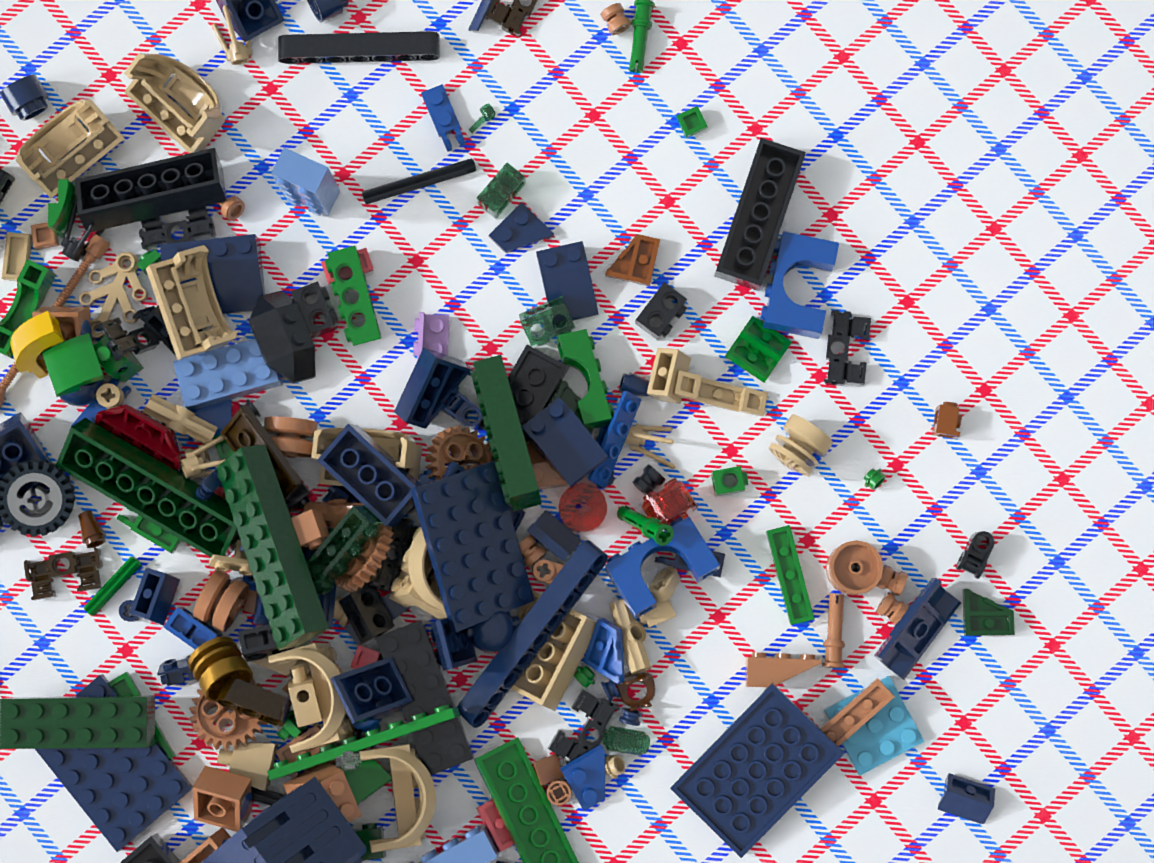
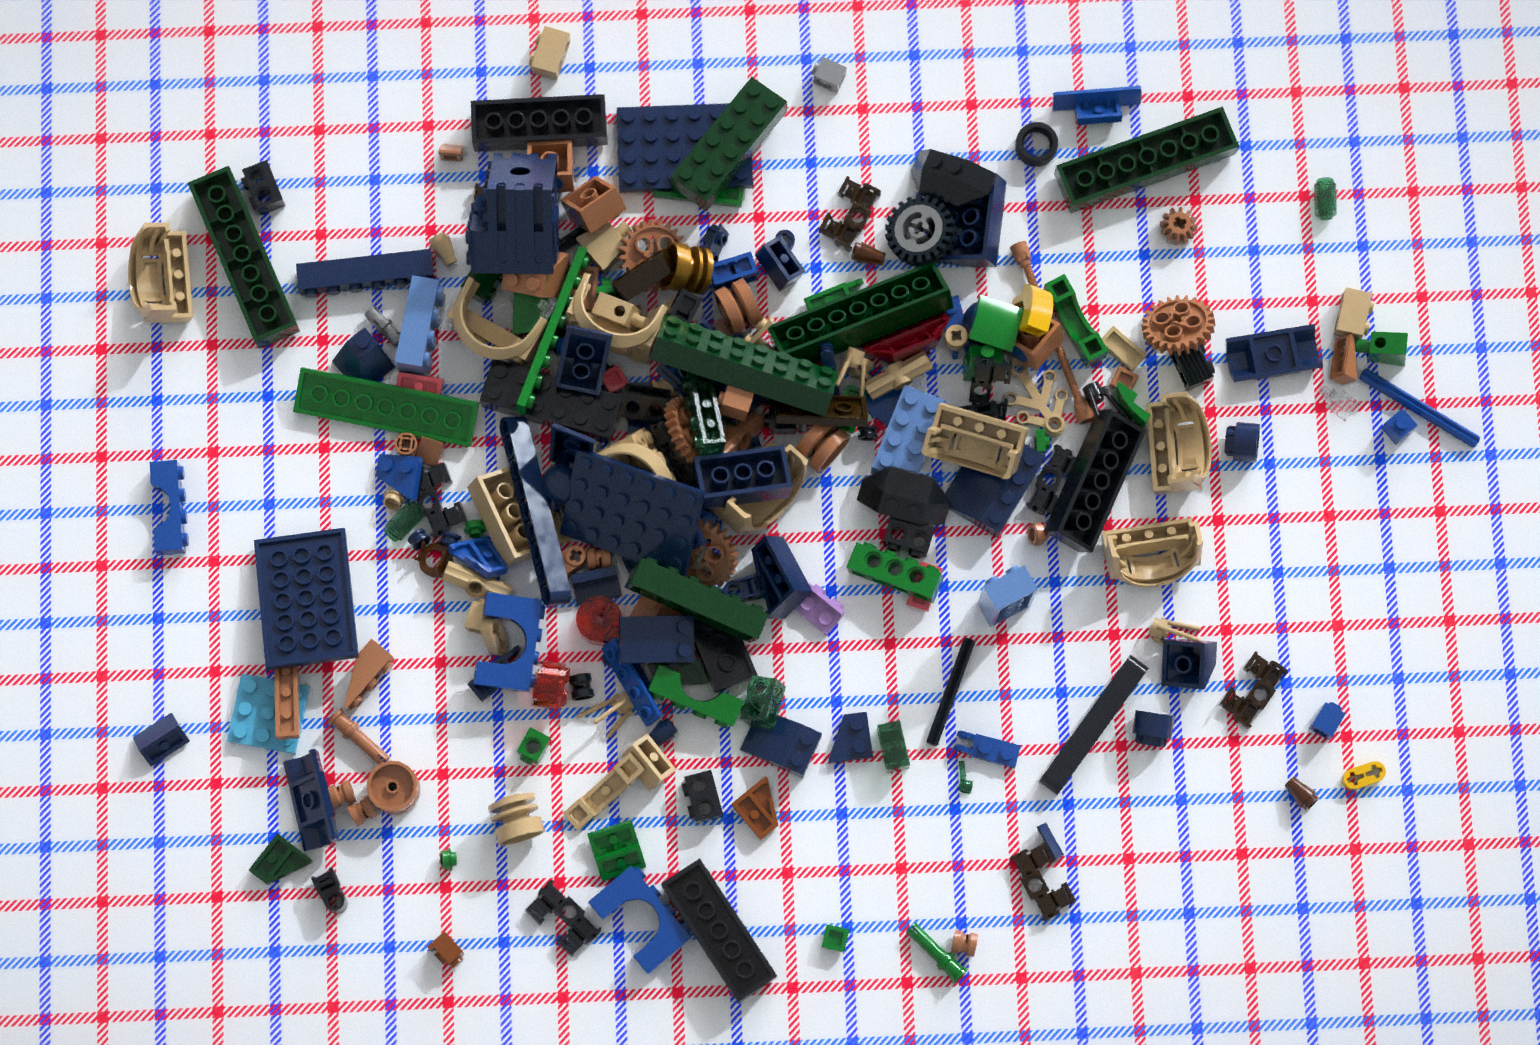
camera: 125 degrees right, 5 degrees down
(112, 586) = (813, 240): green axle -> none
(650, 527) = (543, 654): green pin -> none
(789, 575) = (427, 737): green plate -> none

